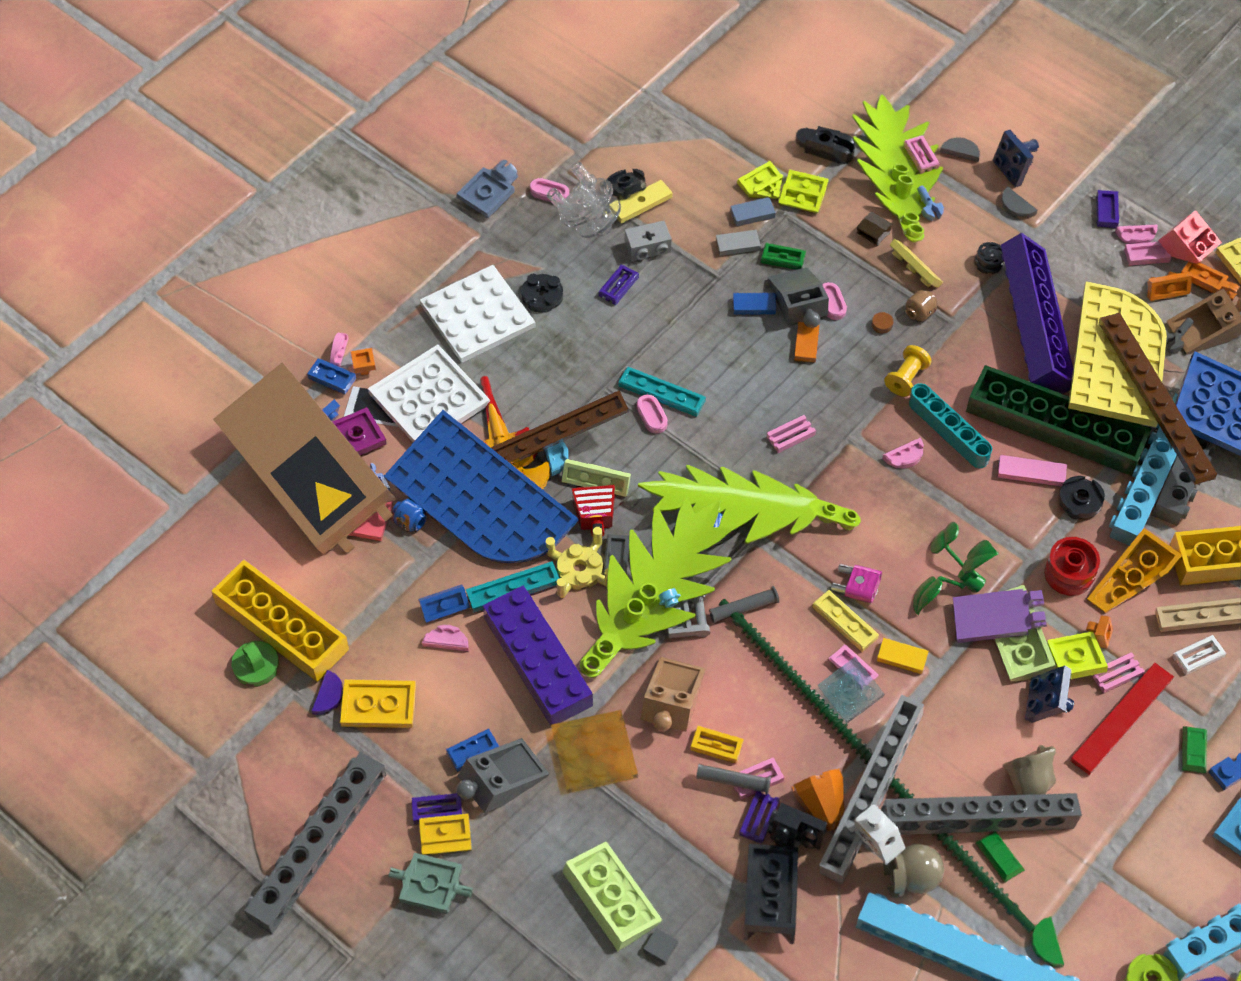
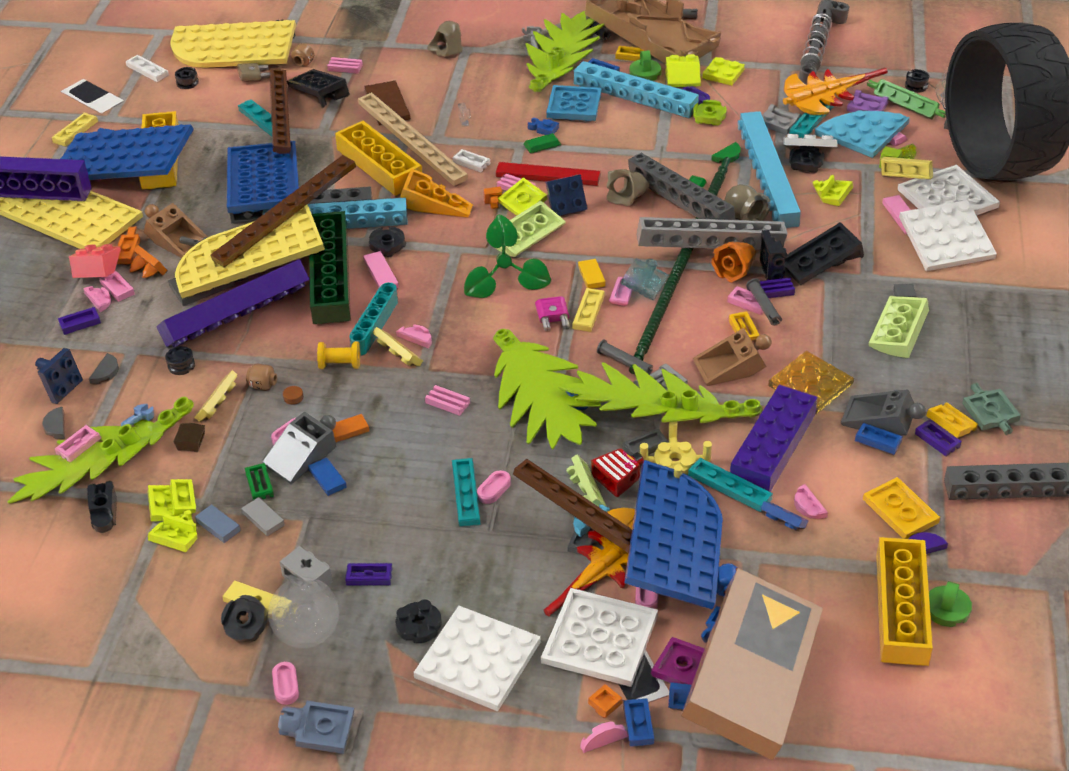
camera: 120 degrees left, 15 degrees down
(669, 598) = (659, 382): medium azure plate -> none
(875, 830) = (753, 193): white torso -> none
(904, 424) = (397, 348): none -> light yellow tile
(997, 614) = (530, 241): medium lavender tile -> none
(1072, 566) = (453, 221): red wheel -> none

